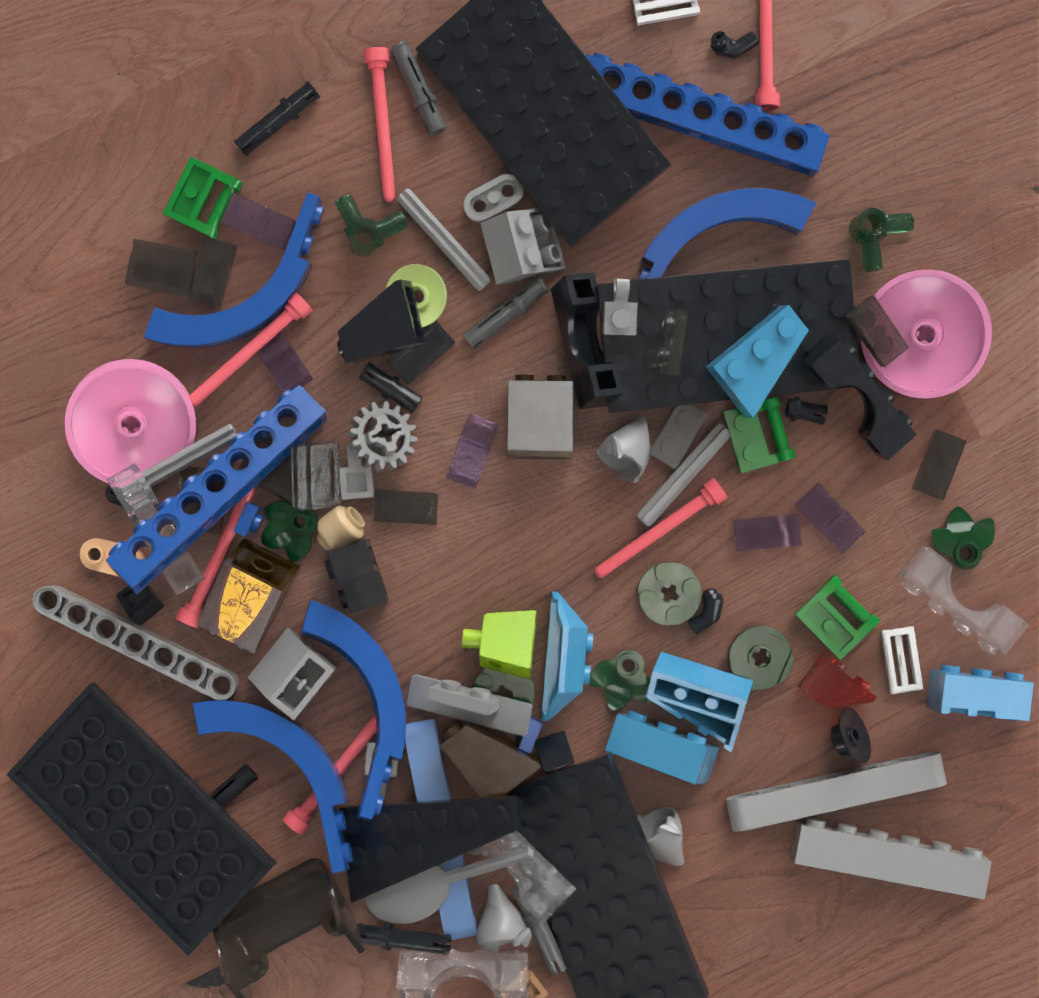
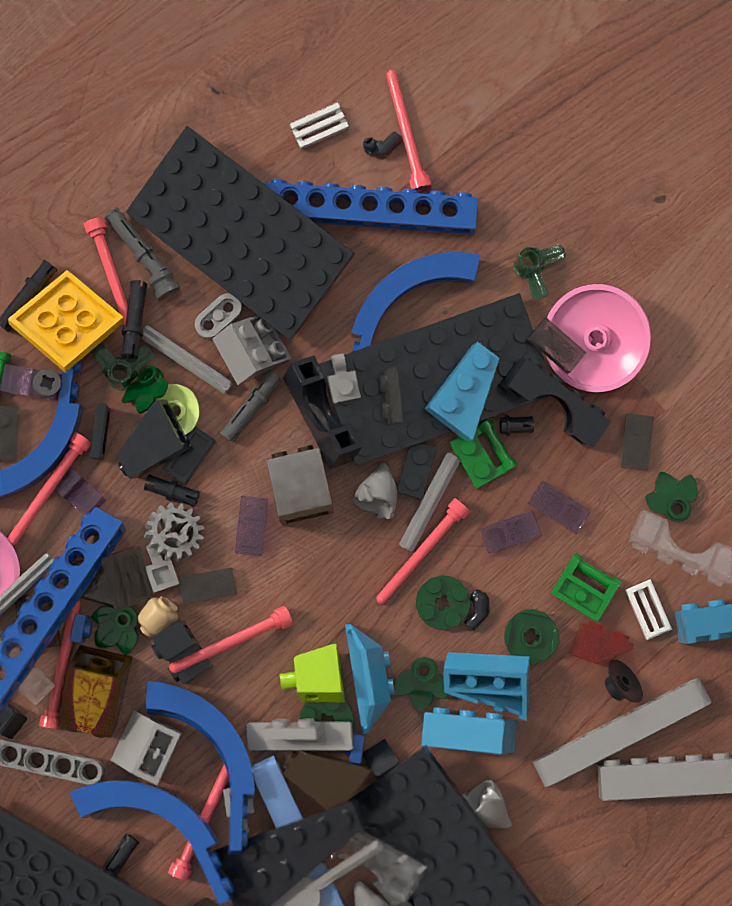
camera: 15 degrees left, 5 degrees down
(271, 229) = (42, 385): none -> dark grey wheel
(316, 160) = (66, 321): none -> yellow plate
(324, 299) = (100, 432): none -> black tile
(390, 263) = (146, 389): none -> dark green plate
(391, 190) = (133, 329): none -> black pin
(439, 145) = (164, 284): none -> dark grey wheel
(477, 566) = (279, 619): none -> coral piece

